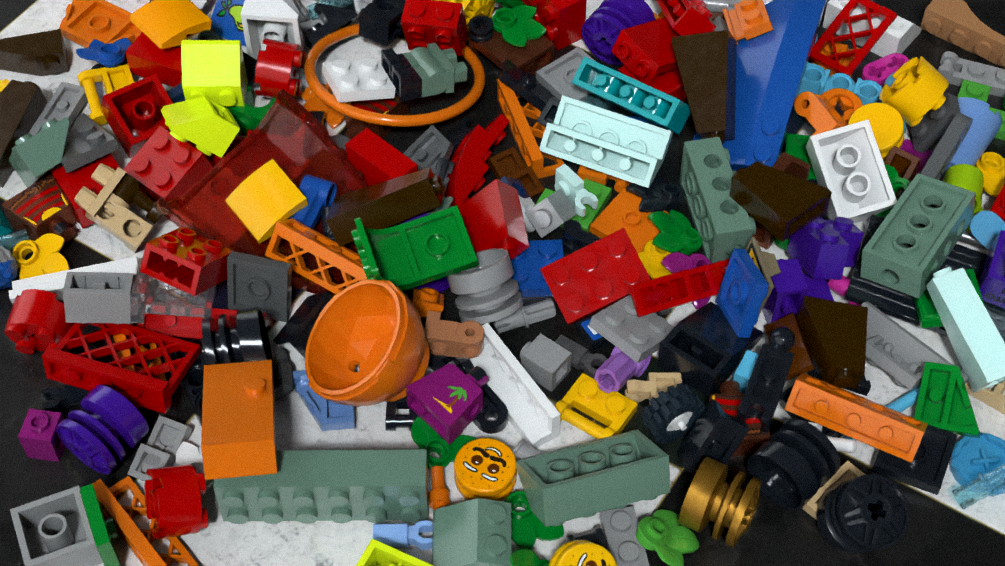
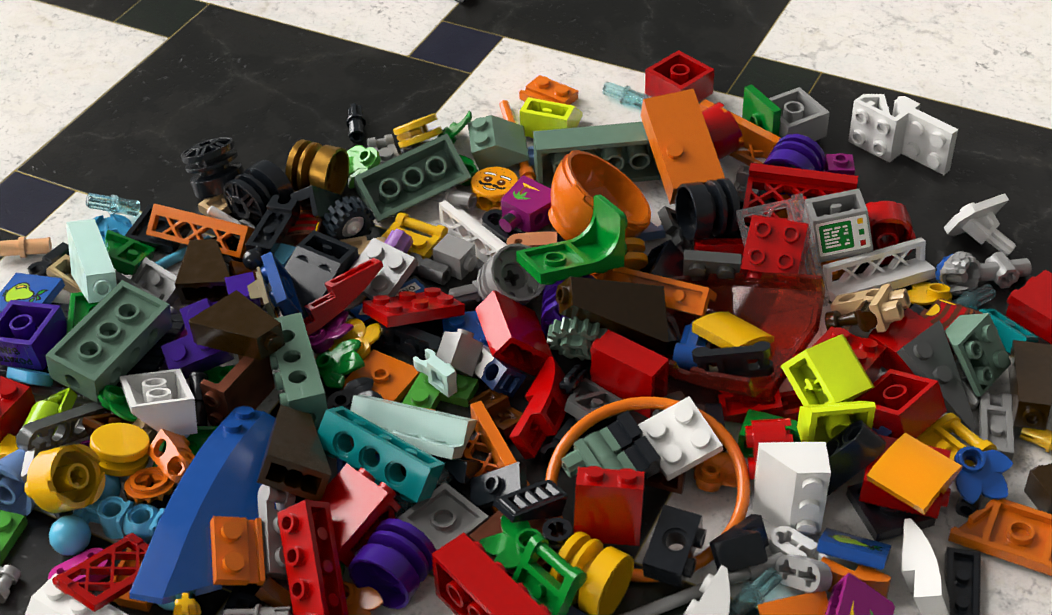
camera: 175 degrees right, 10 degrees down
(285, 154) = (735, 360): none -> black plate
(486, 48) = (535, 502): none -> black slope

